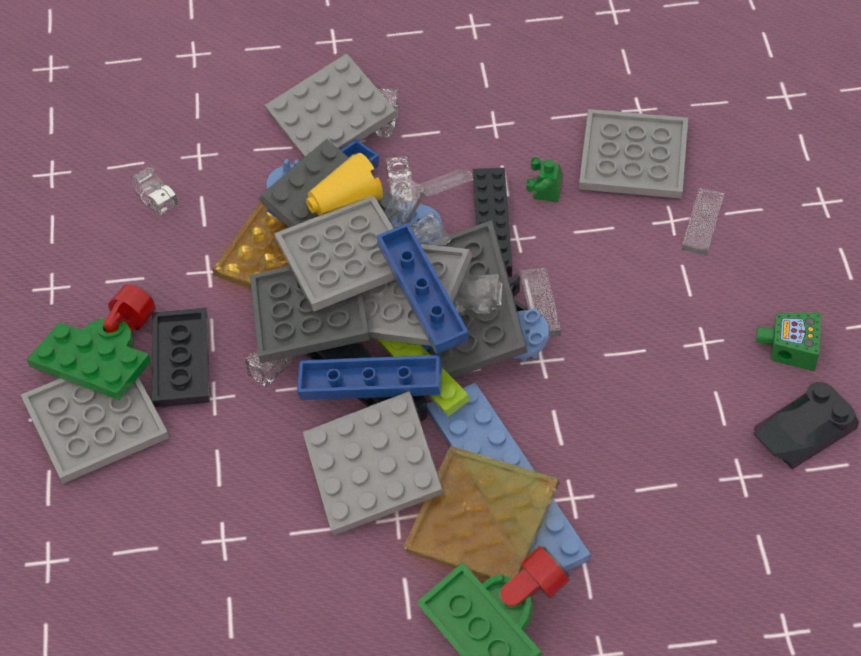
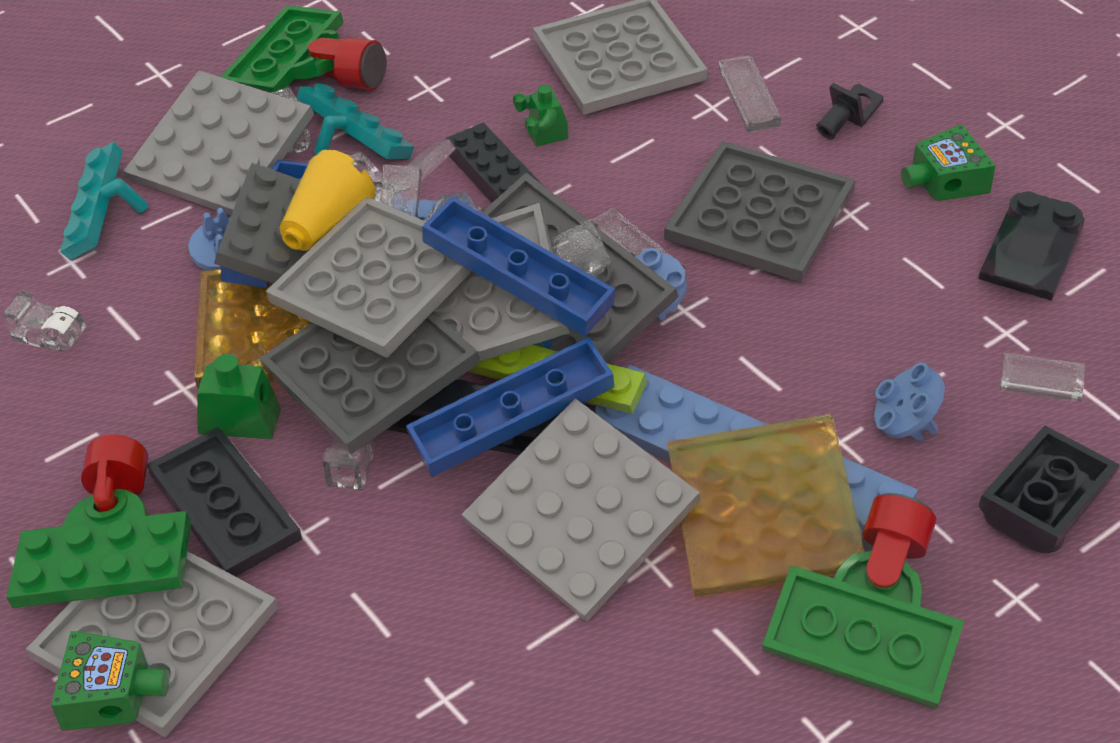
camera: 30 degrees left, 5 degrees down
(41, 436) = (103, 682): none -> green torso
(225, 296) = (236, 400): none -> green torso
(240, 111) = (92, 200): none -> teal plate
(425, 130) = (344, 115): none -> teal plate
(426, 63) = (303, 46): none -> green plate
(626, 494) = (909, 403): none -> medium blue plate
(641, 313) = (760, 210): none -> dark grey plate
(671, 594) = (1046, 490): none -> black slope
(737, 519) = (1042, 376): none -> clear tile
(758, 264) = (847, 107): none -> black bracket

